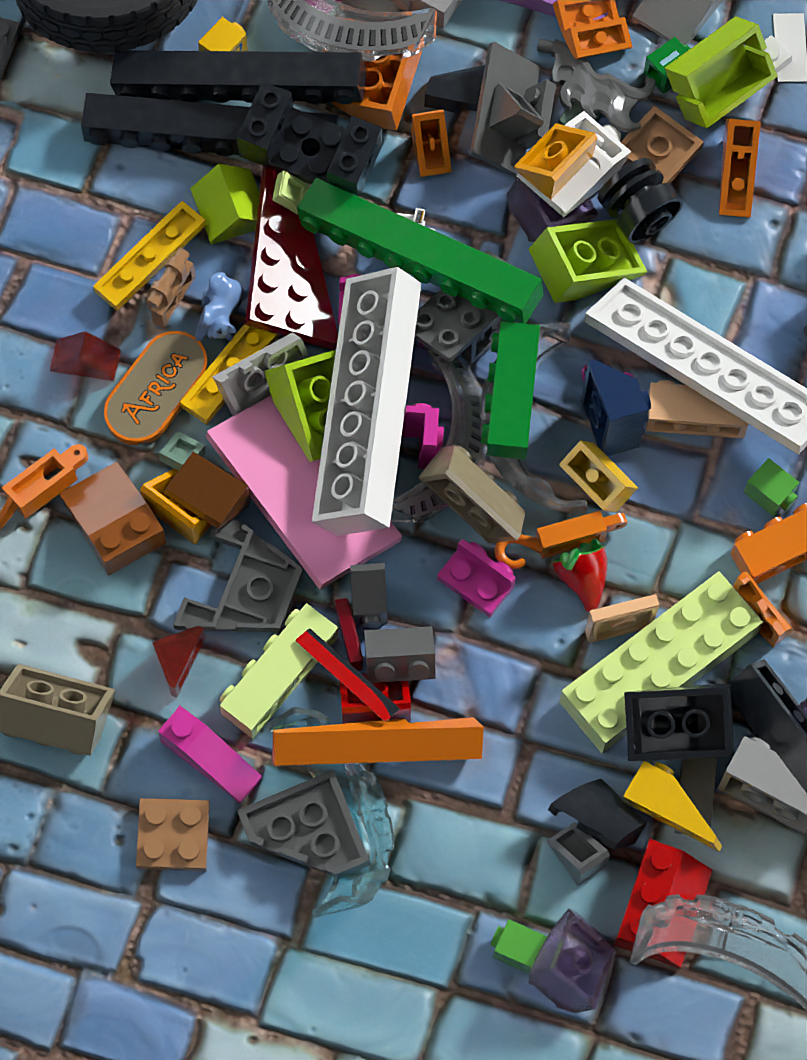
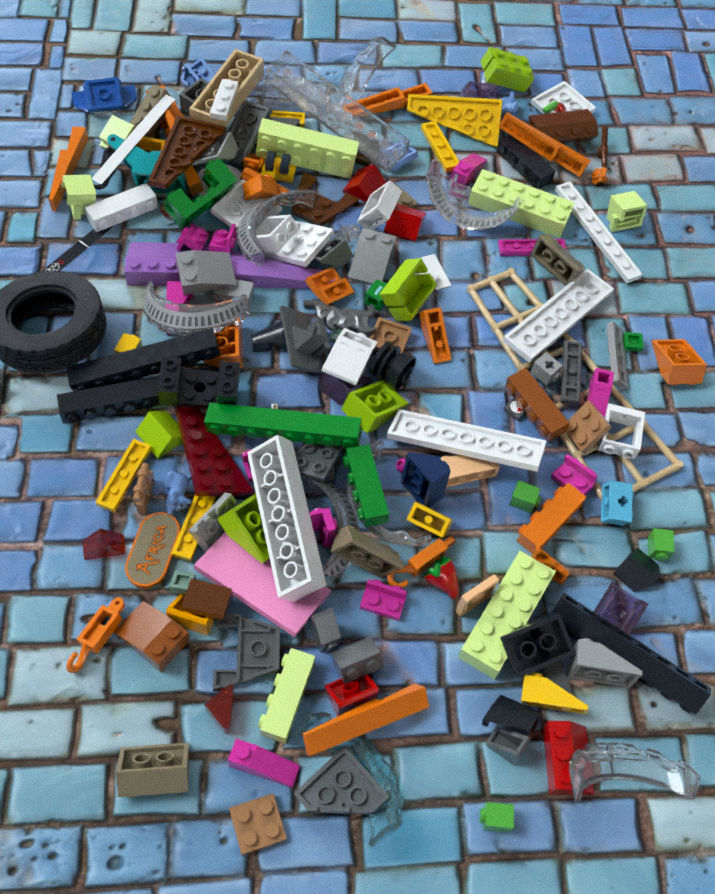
camera: 25 degrees left, 10 degrees down
(289, 191) = (195, 415): yellowish green tile -> none
(347, 674) = (333, 683): red sticker -> none
(349, 633) = (322, 658): dark red tile -> none
(431, 143) = (265, 368): orange slope -> none
(556, 158) = (341, 353): light orange slope -> none
(572, 964) = (535, 817): clear purple slope -> none

